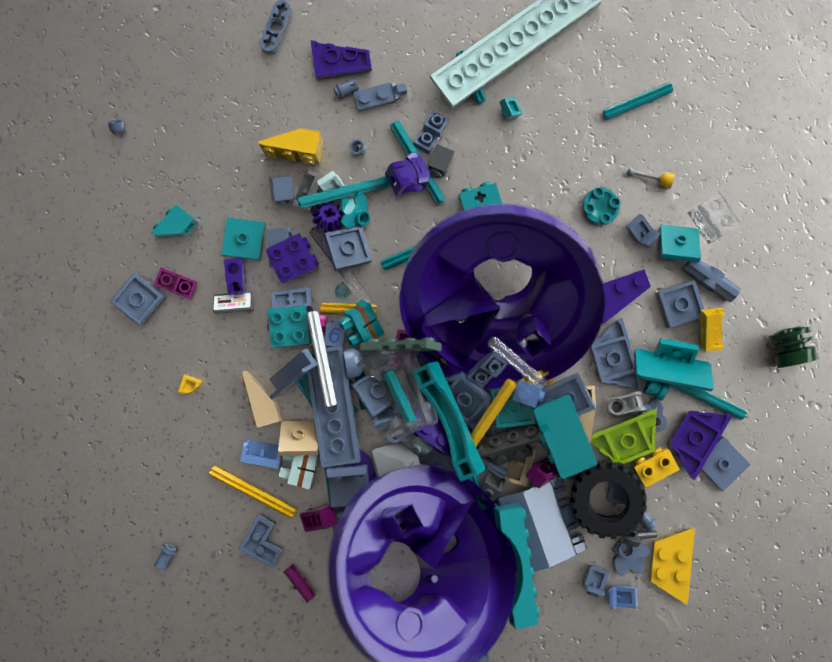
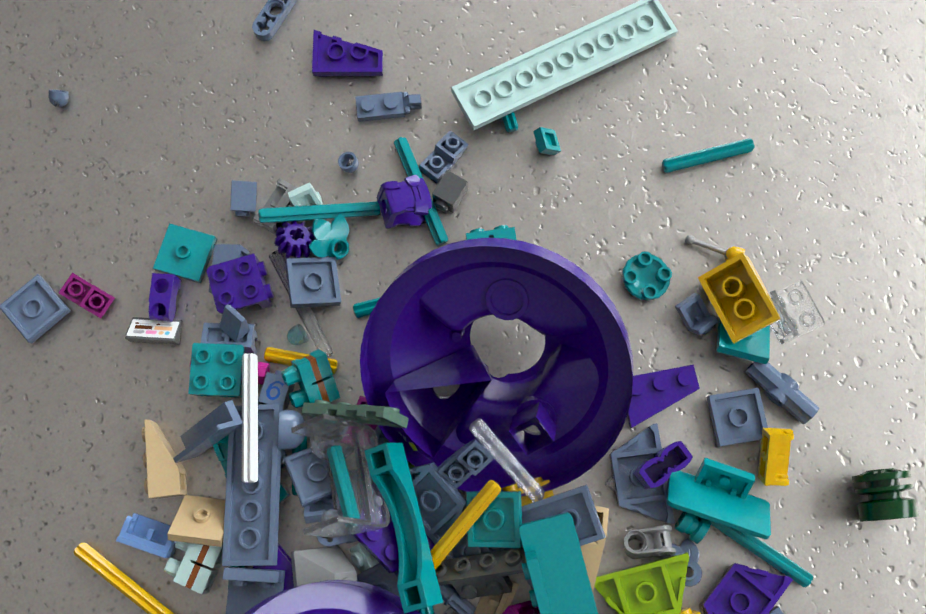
camera: 10 degrees right, 10 degrees down
(175, 224) = (101, 222): teal slope -> none
(189, 384) = (75, 428): yellow tile -> none
(293, 145) = (269, 147): yellow slope -> none
(295, 290) = (233, 323): none -> sand blue slope
(343, 89) = (347, 91): sand blue pin -> none
(528, 394) = (516, 504): medium blue bracket -> none
(628, 352) = (659, 469): none -> dark purple brick
(674, 214) = (739, 297): none -> yellow slope

